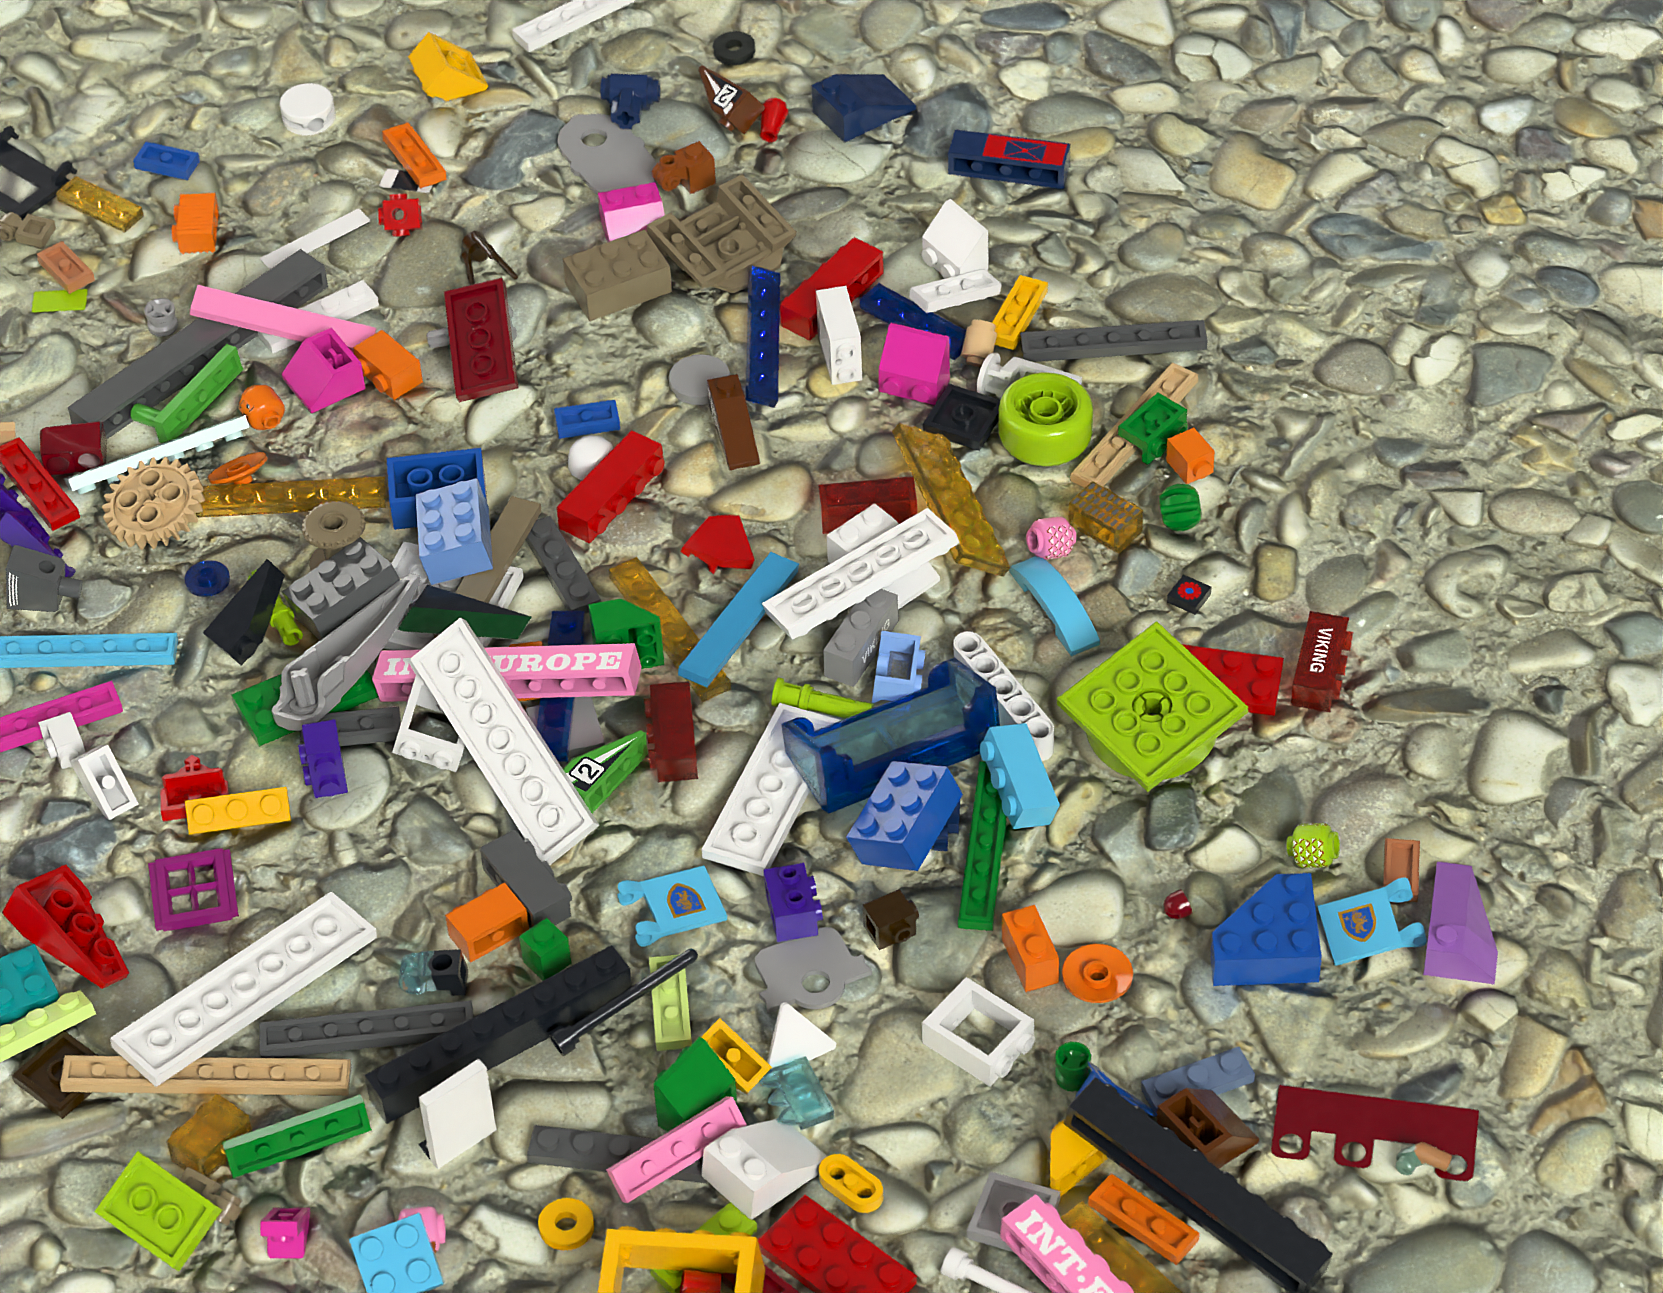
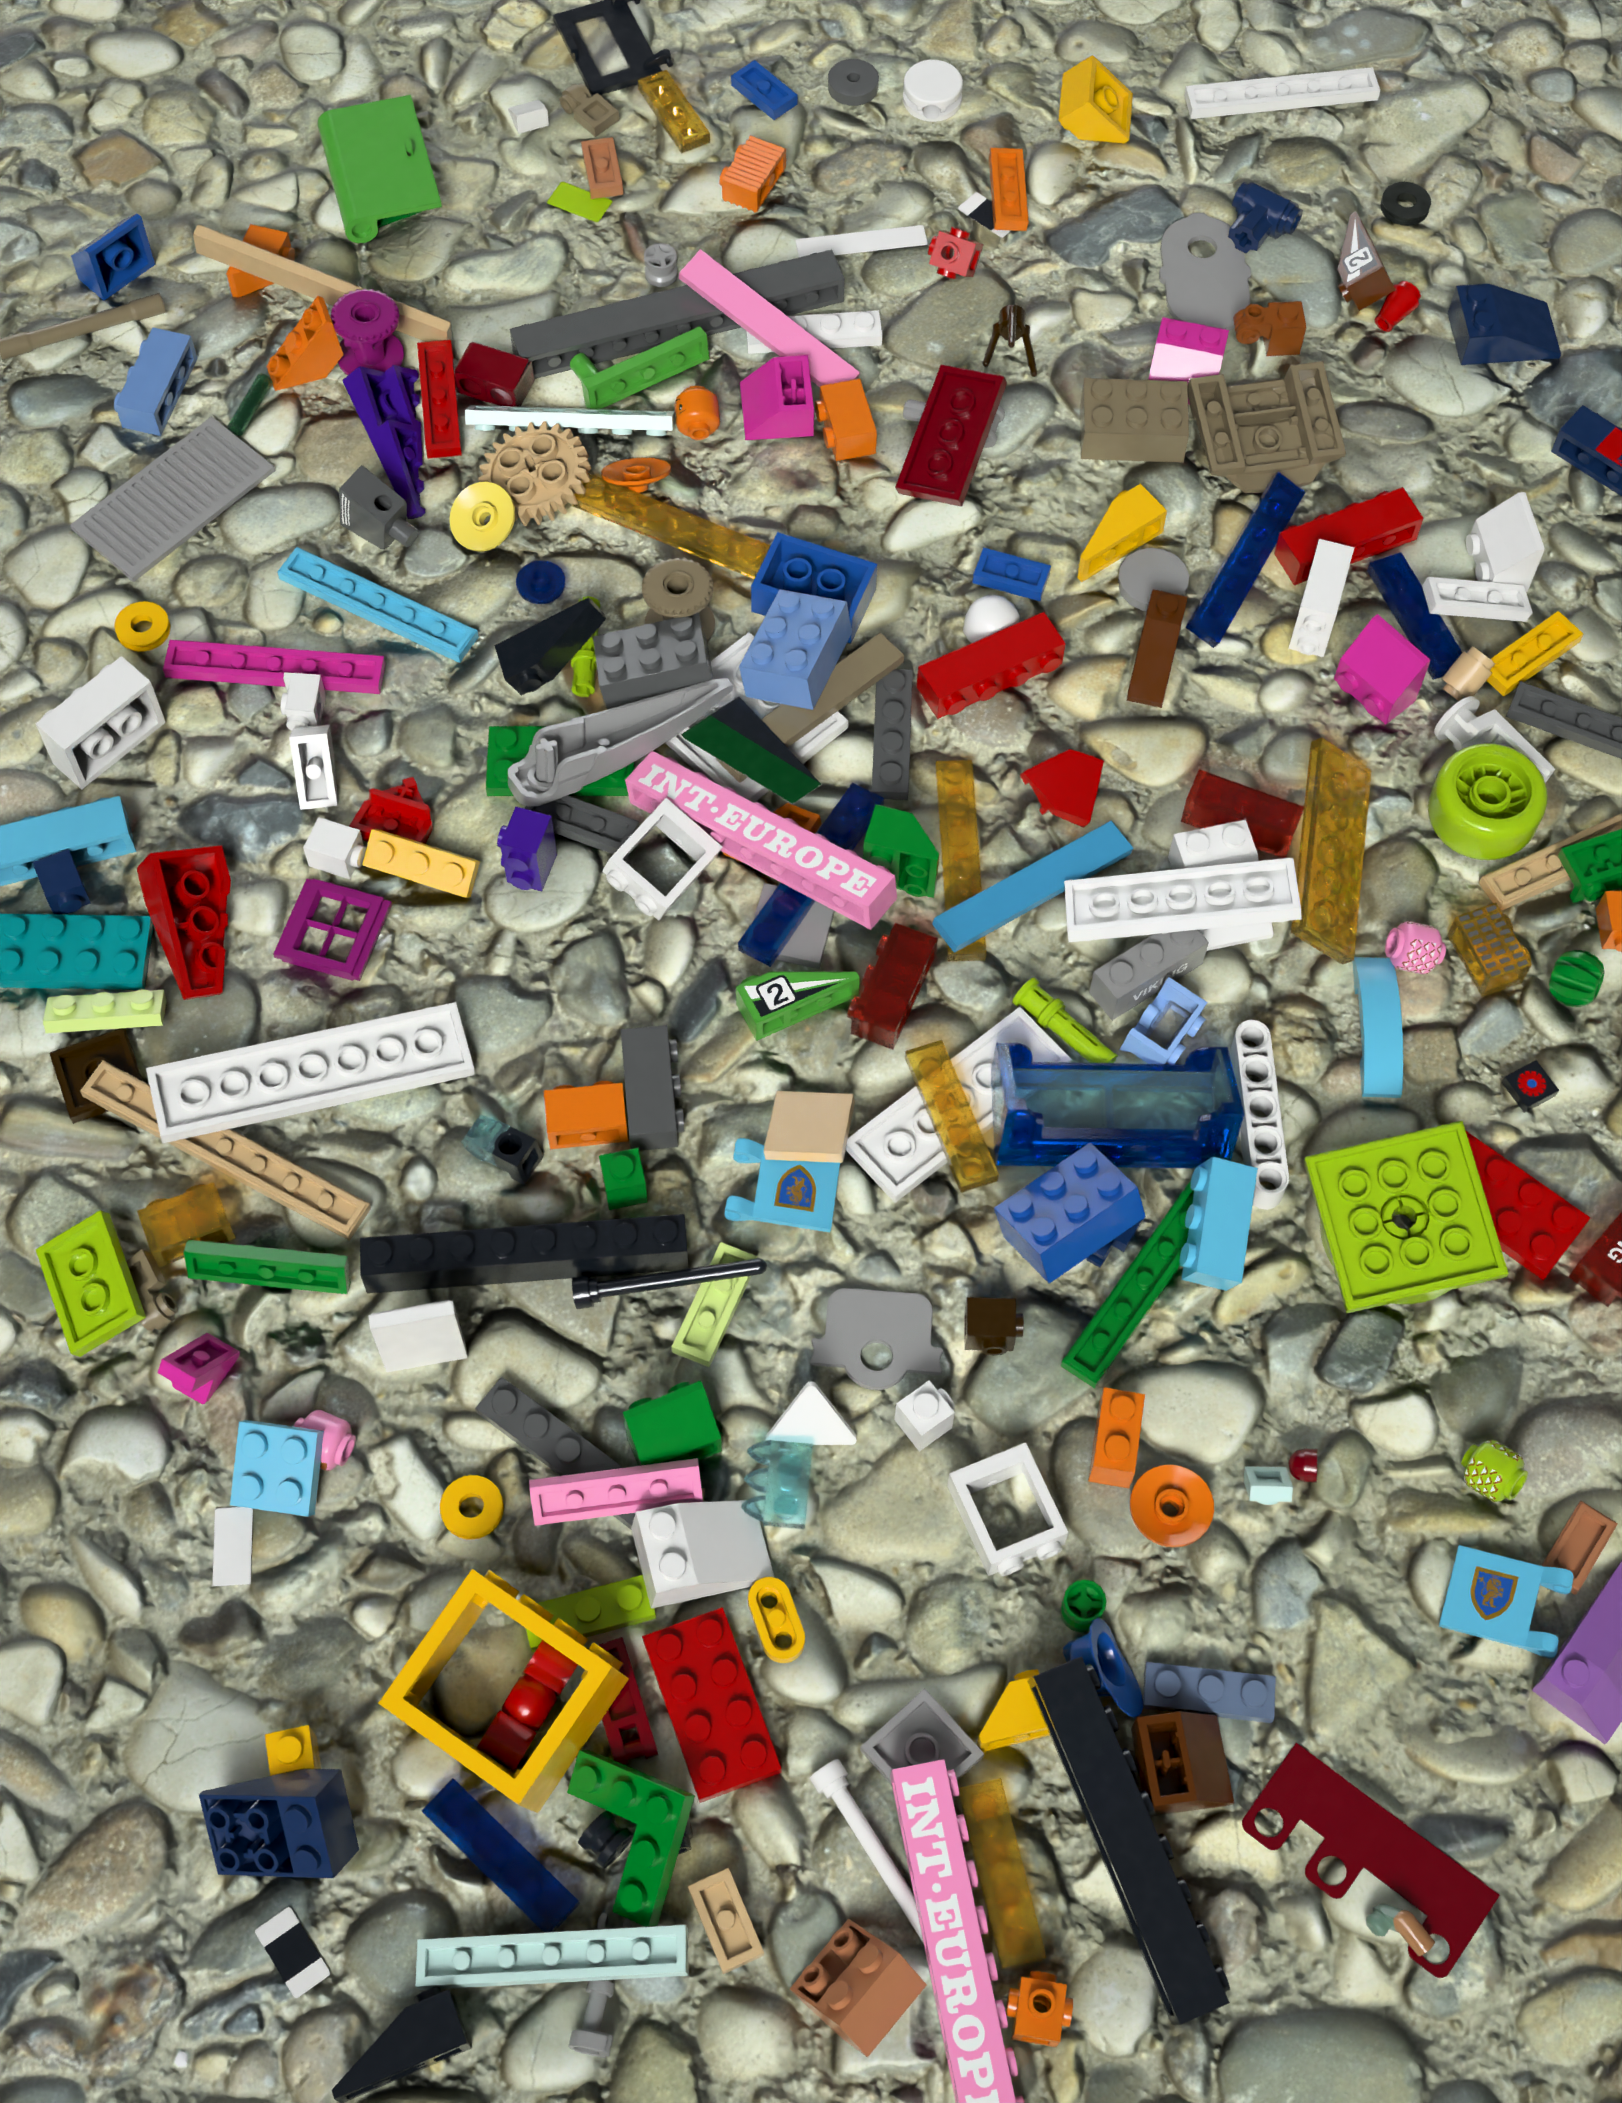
camera: 25 degrees right, 15 degrees up
(118, 544) = (473, 507): none -> light yellow dish
(160, 830) = (334, 848): none -> white brick
(236, 128) = (853, 82): none -> dark grey piece
(360, 1029) = (401, 1177): dark grey plate -> none
(504, 742) = (707, 922): white plate -> none
(658, 347) = (1128, 524): none -> yellow slope
(668, 851) = (809, 1126): none -> tan tile
(736, 1055) = (733, 1408): yellow slope -> none
(775, 793) = (951, 1116): none -> clear yellow plate
(791, 902) = (899, 1252): dark purple brick -> none
(878, 999) = (925, 1415): none -> white brick
(963, 417) = (1402, 754): black plate -> none
(1143, 1219) = (1055, 1834): orange plate -> none
(1158, 929) = (1268, 1484): none -> light aqua plate
(1270, 937) = (1384, 1560): blue brick -> none

